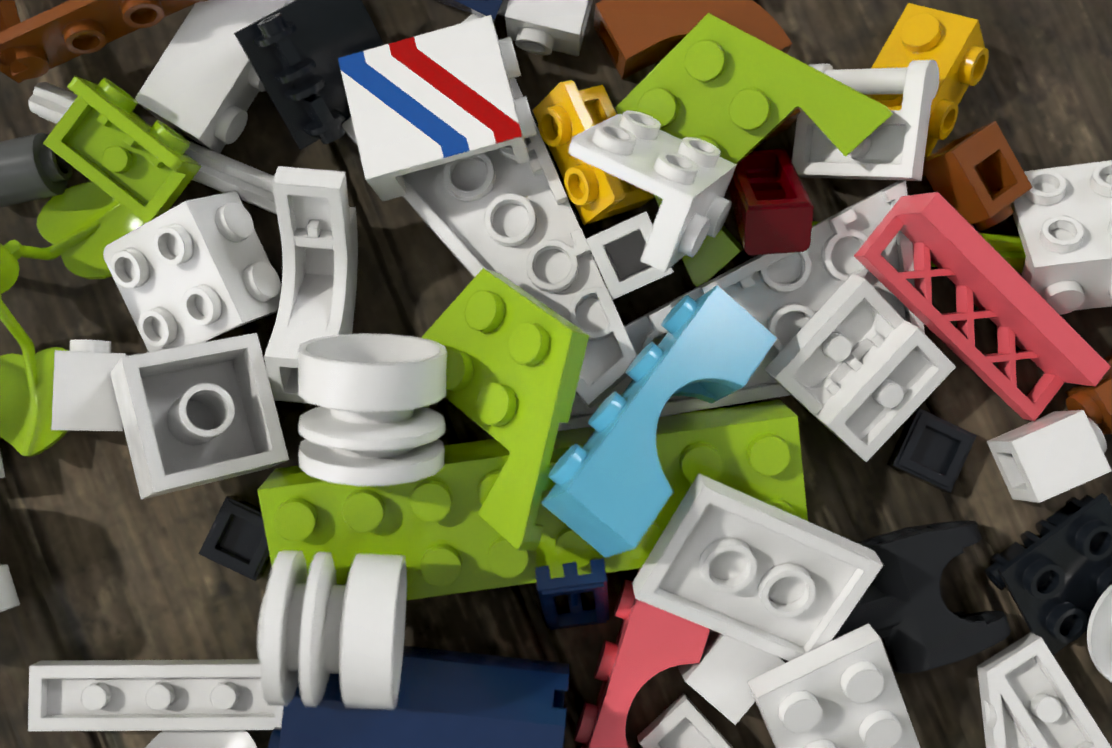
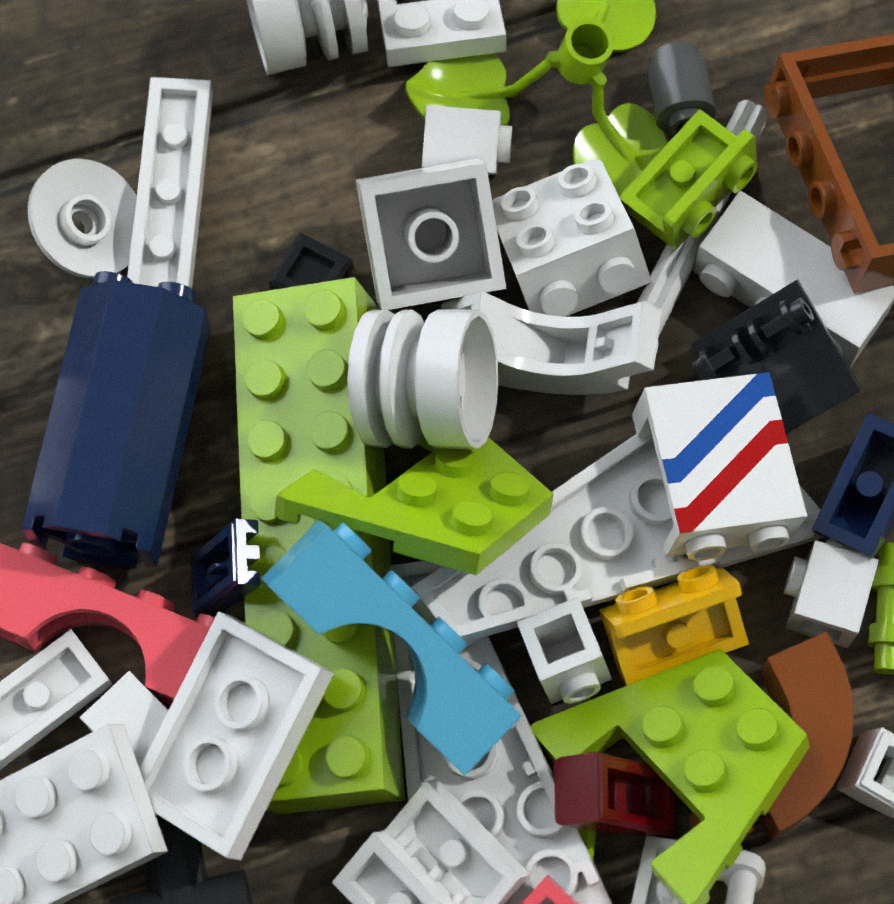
camera: 90 degrees right, 15 degrees down
(328, 628) = (220, 331): white wheel -> none
(678, 170) = (638, 676): white bracket -> none

